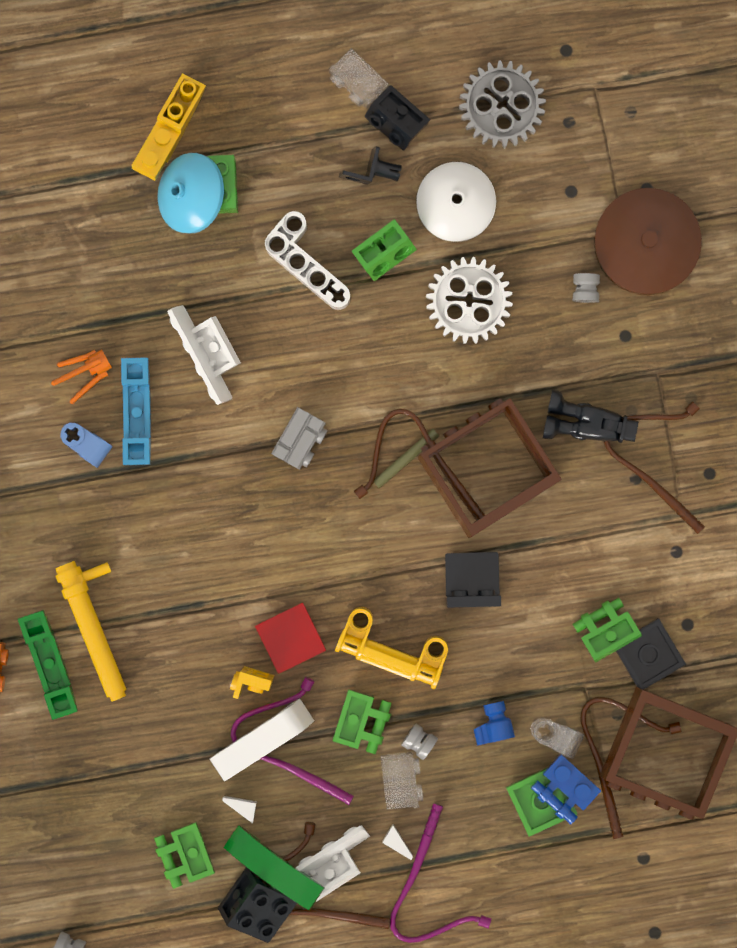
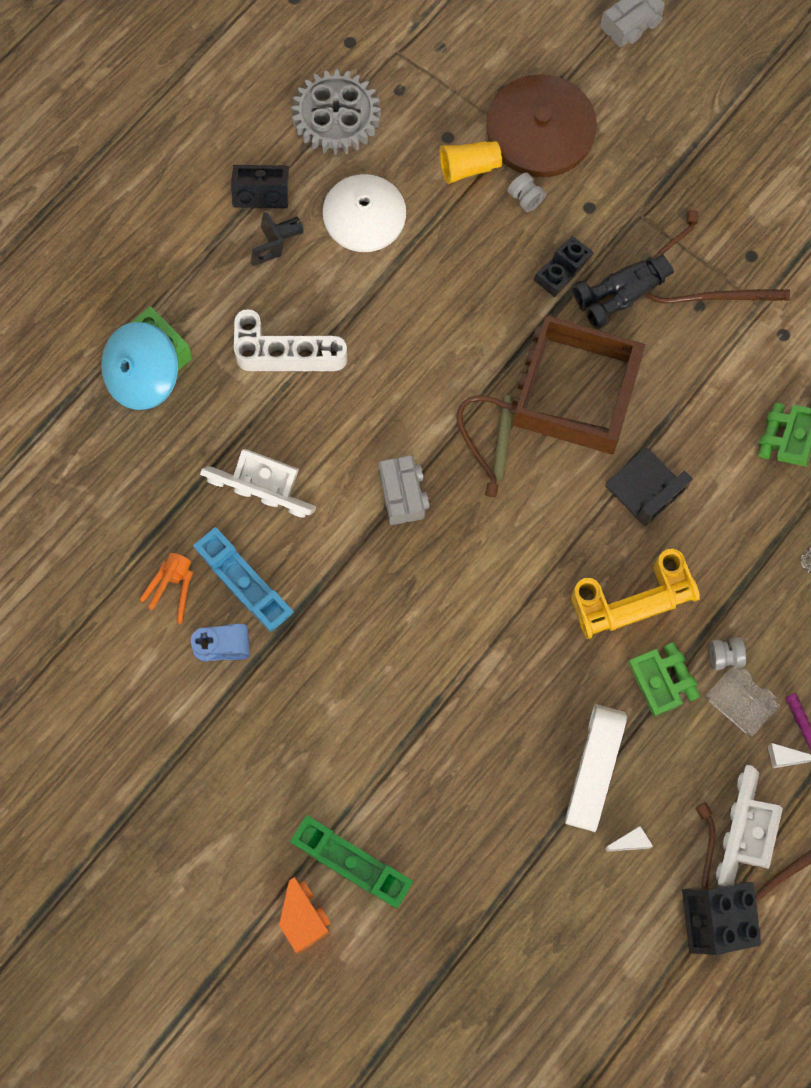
camera: 50 degrees left, 15 degrees down
(76, 593) = (320, 777): yellow cylinder -> none
(169, 127) = (76, 332): yellow slope -> none
(192, 852) = (624, 921): bright green plate -> none
(255, 679) = (542, 718): yellow bracket -> none
(273, 868) = (706, 869): green slope -> none
(290, 638) = (540, 661): red tile -> none
(318, 782) = (665, 765): magenta piece -> none
(358, 79) = (203, 182): clear bracket -> none
(384, 250) = (340, 286): bright green brick -> none
(471, 276) = (428, 255): white gear -> none
(497, 728) = (778, 587): blue piece -> none
(563, 366) = (563, 266): none -> black slope
(566, 227) = (468, 159): none -> yellow plant

